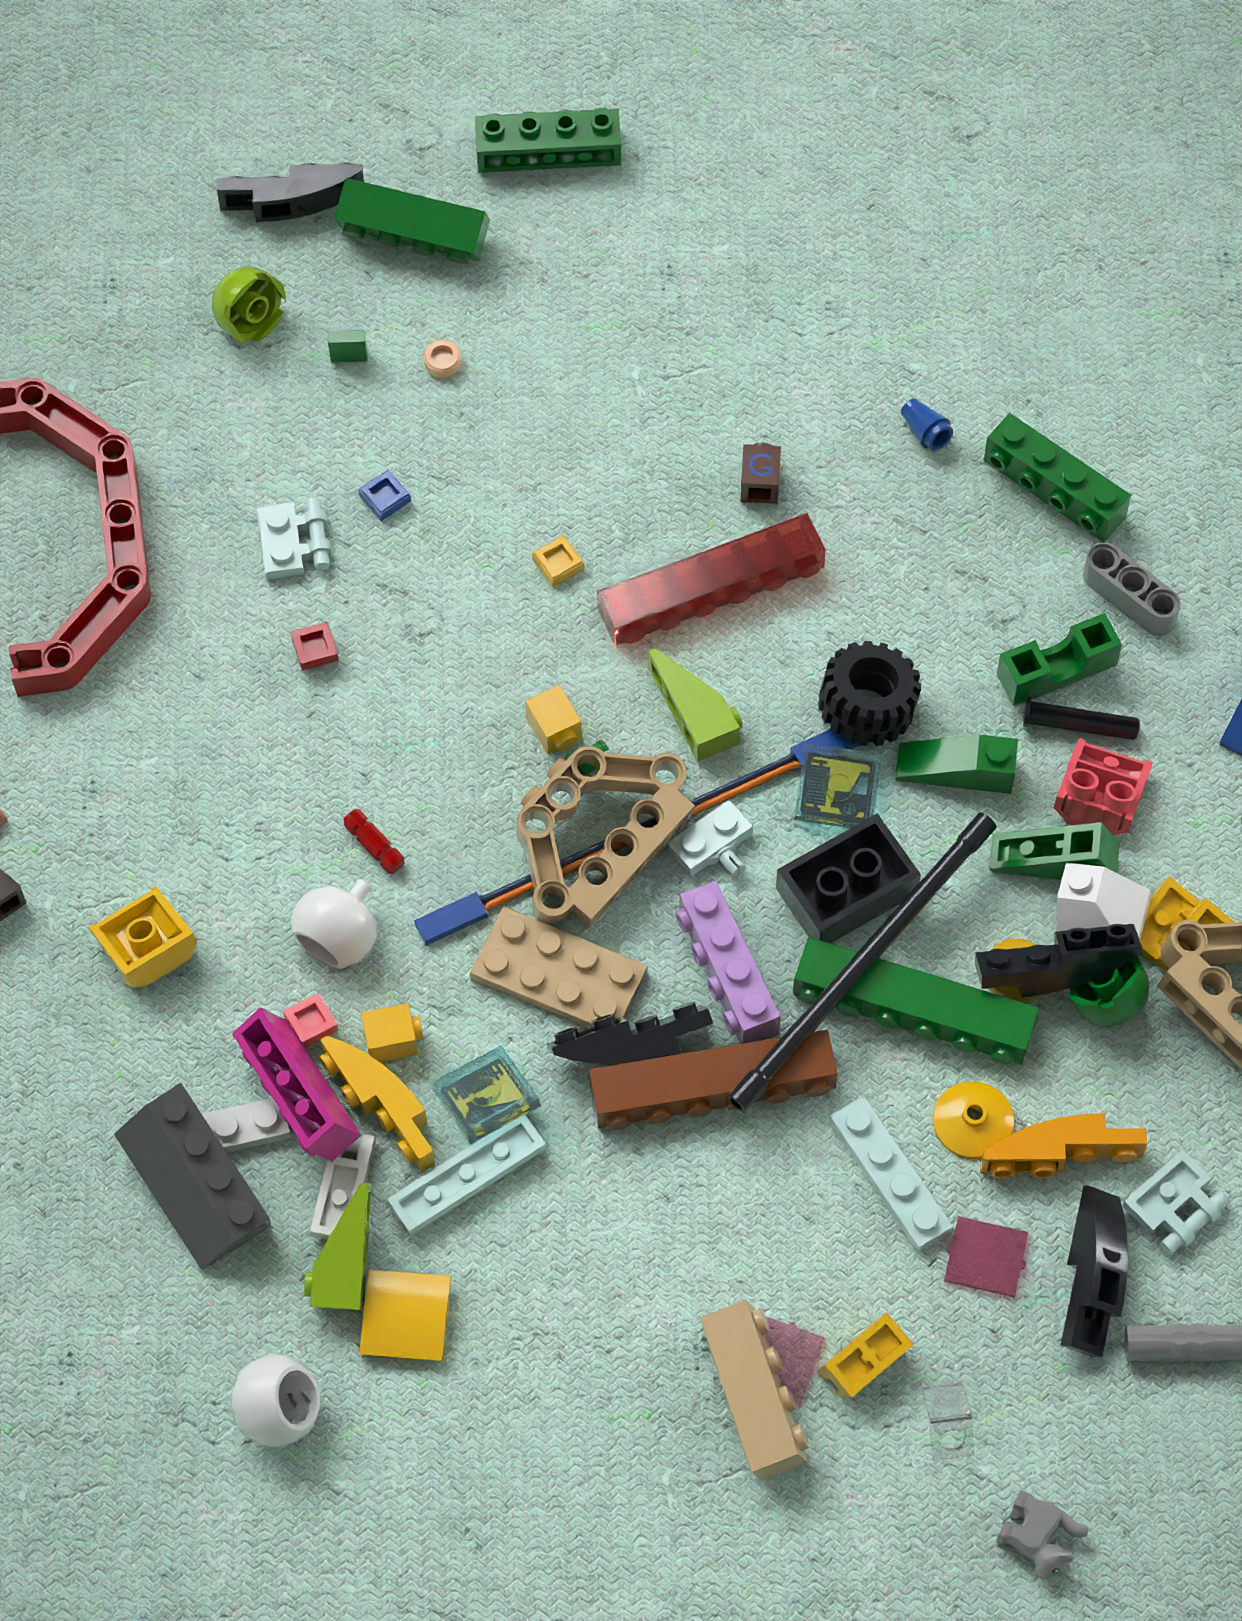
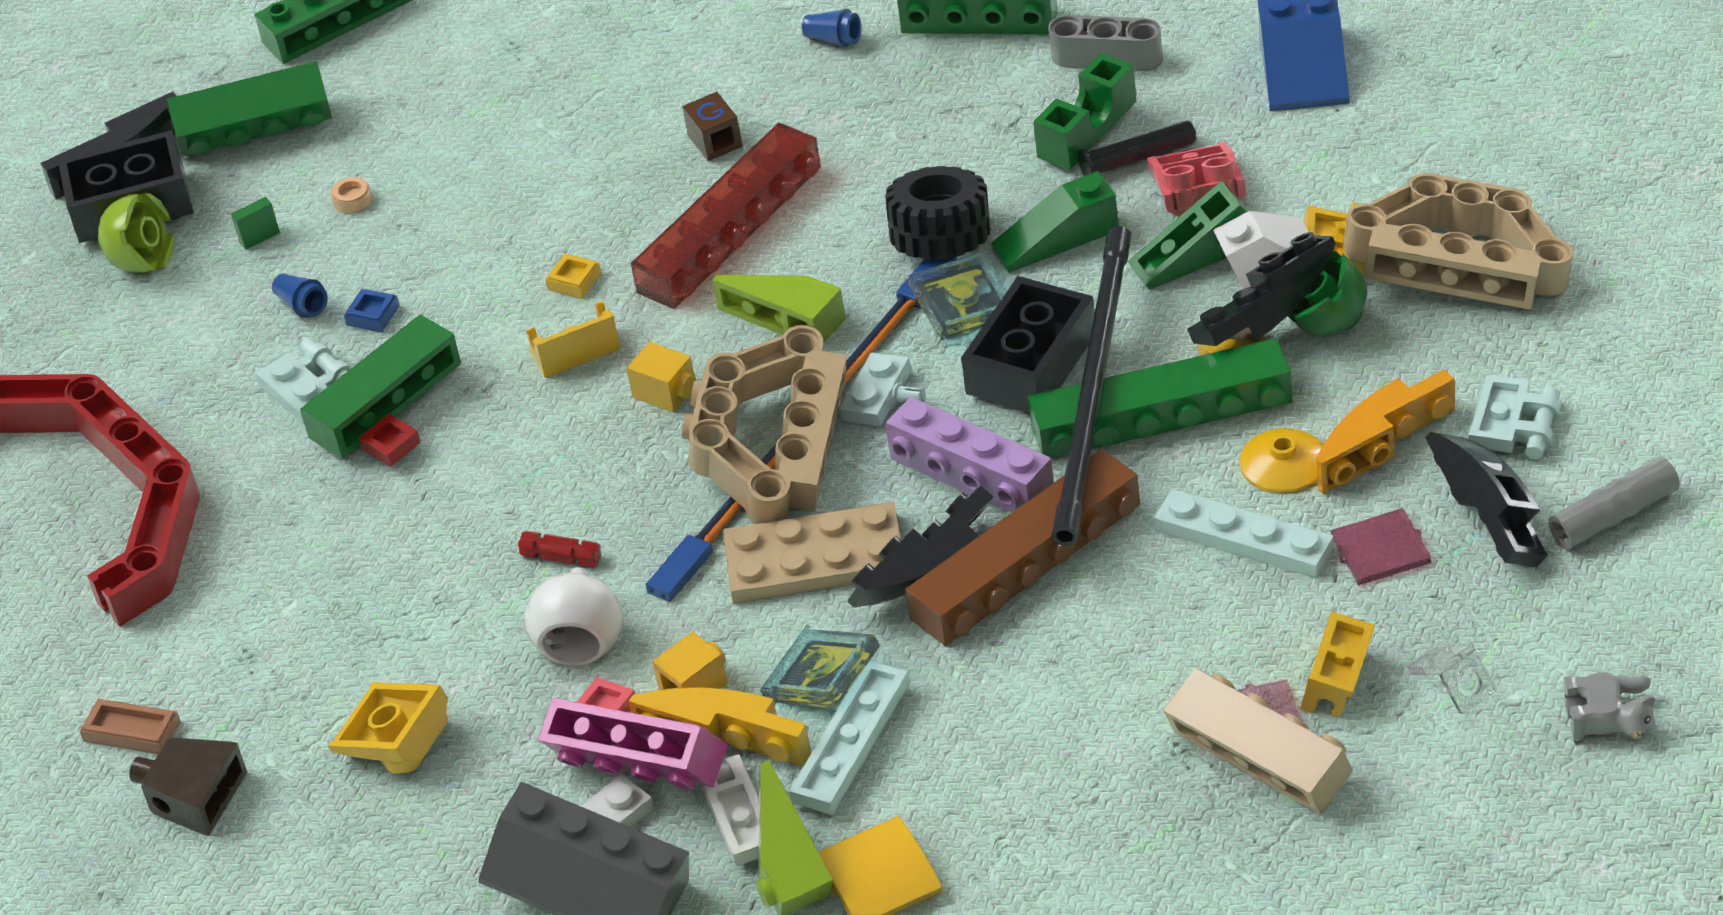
camera: 25 degrees left, 20 degrees down
(270, 237) = (110, 173): none -> black brick
(337, 589) = (380, 385): none -> green brick
(338, 447) = (301, 294): none -> blue cone
(512, 636) = (575, 344): none -> yellow hinge

